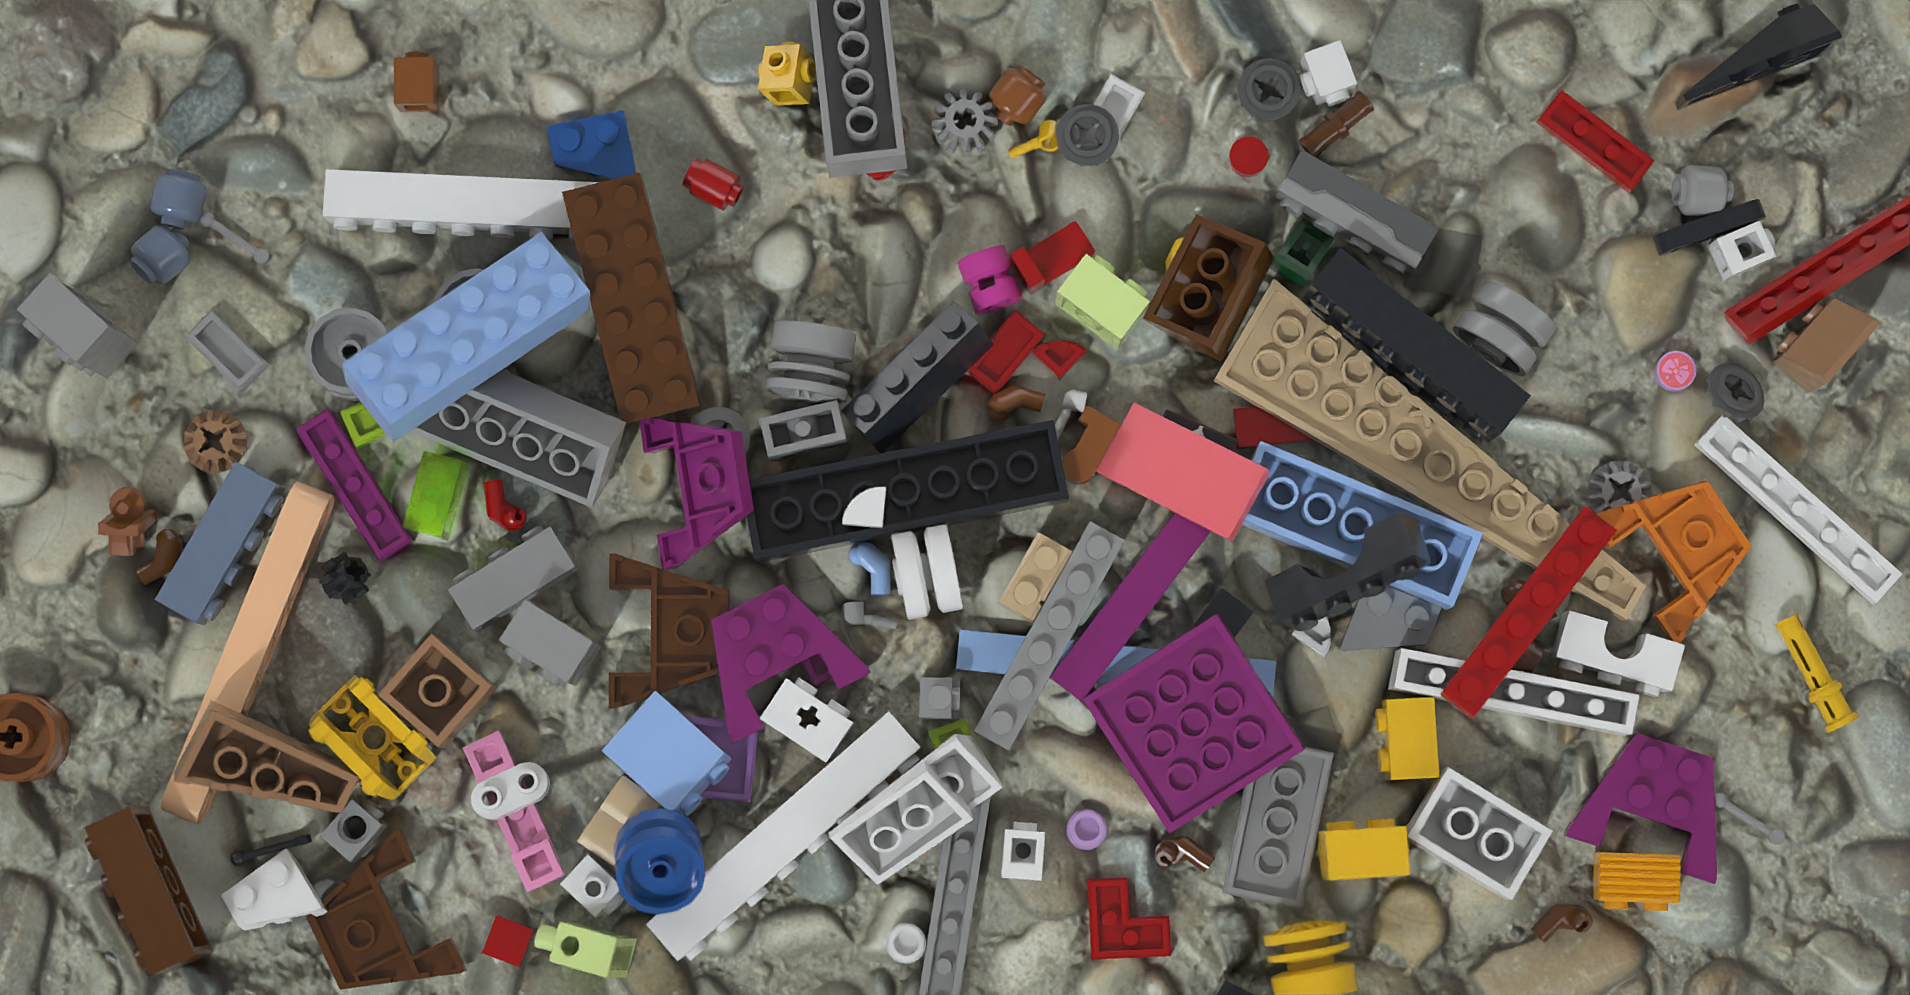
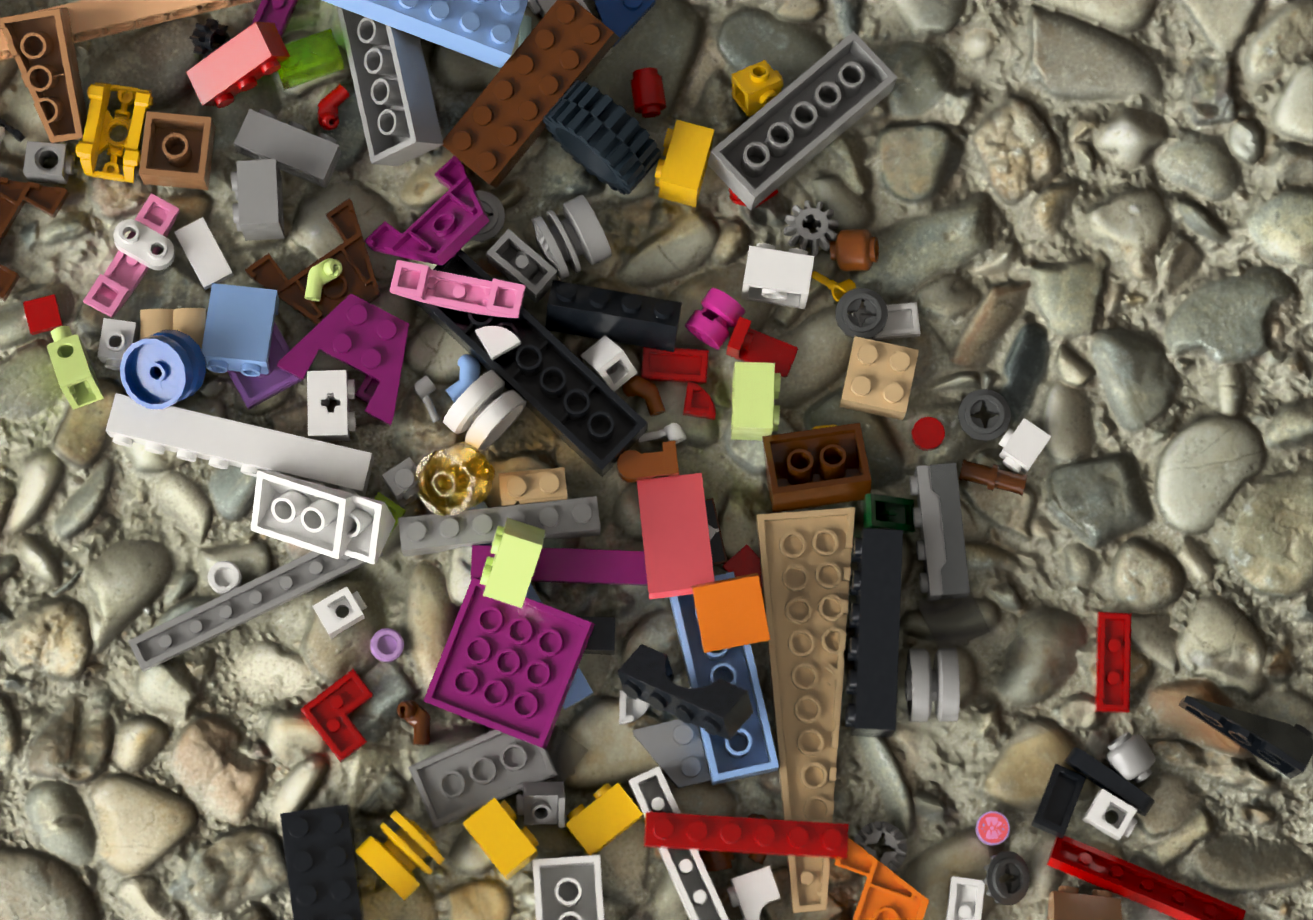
camera: 50 degrees right, 5 degrees down
(396, 569) = (238, 64): none -> brick
(560, 737) = (203, 253): none -> white tile
(670, 637) = (320, 275): none -> yellowish green arm
(734, 260) = (602, 137): none -> black wheel
(790, 512) = (457, 291): none -> bright pink slope
(815, 198) = (685, 164): none -> yellow brick
(962, 415) = (609, 363): none -> white brick
(976, 649) = (454, 479): none -> clear yellow brick
(993, 188) = (777, 276): none -> white brick
(1104, 649) = (515, 559): none -> yellowish green brick
(1162, 164) = (879, 378): none -> tan brick
(1303, 472) = (730, 612): none -> orange tile
(1353, 786) = (542, 803): none -> light grey brick
(1694, 289) = (1058, 801): none -> black tile

